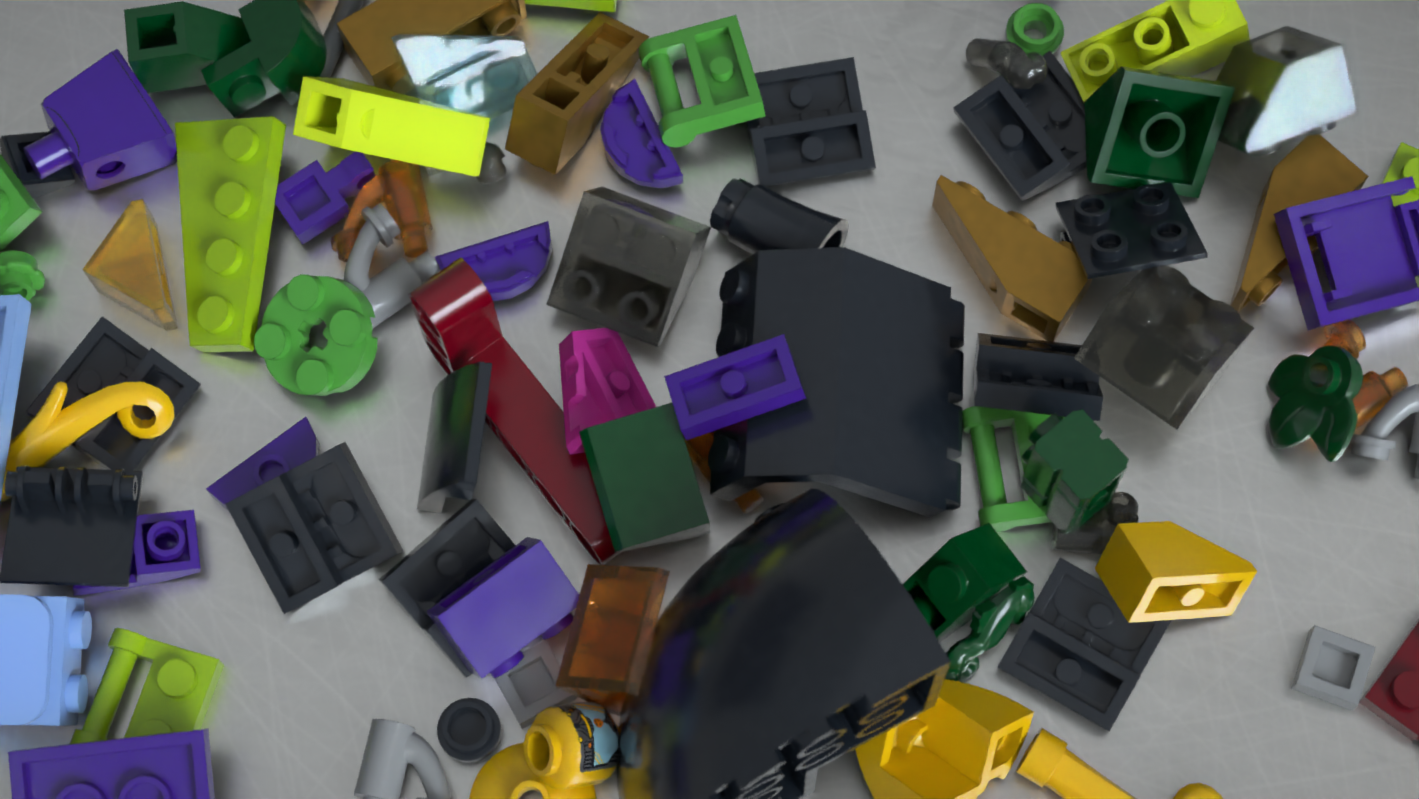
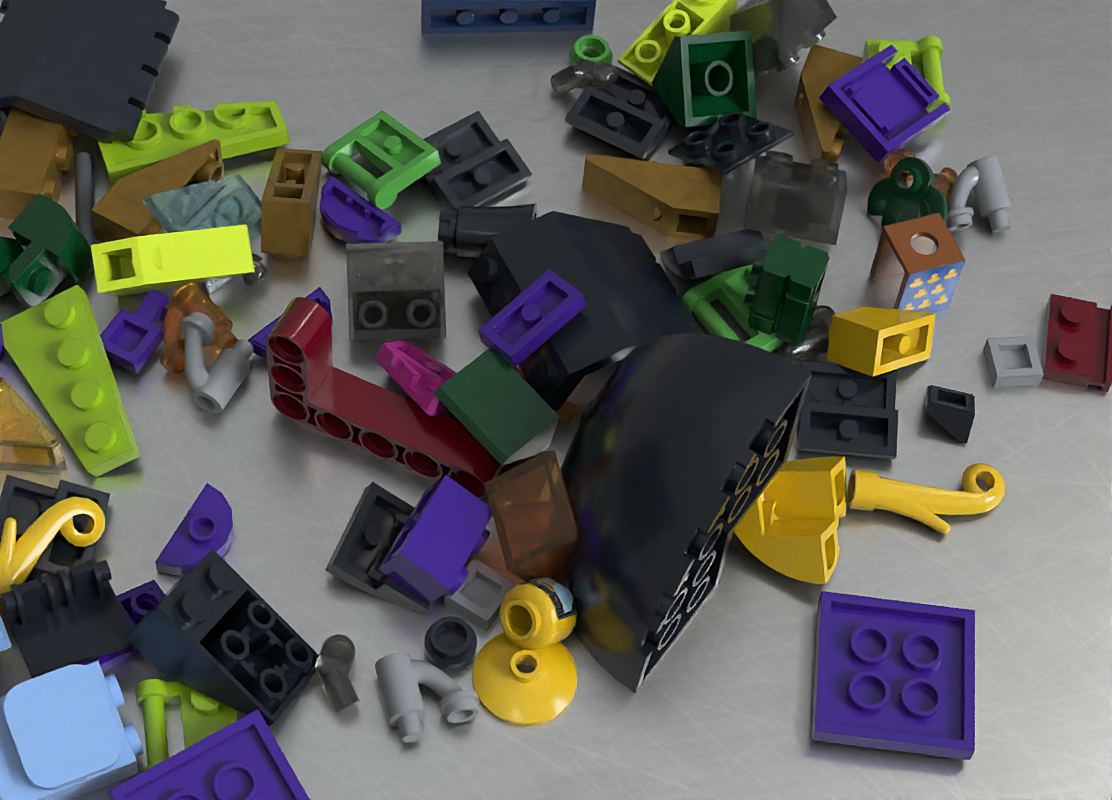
camera: 35 degrees left, 15 degrees down
(222, 628) = (225, 641): none -> black slope
(286, 331) = (202, 447): bright green plate -> none
(314, 527) = (262, 544): black slope -> none
(325, 705) = (334, 669): none -> clear smoke arm
(454, 436) = (336, 443): black slope -> none
(1214, 698) = (951, 410): none -> black slope
(1263, 523) = (928, 277): none -> dark orange piece

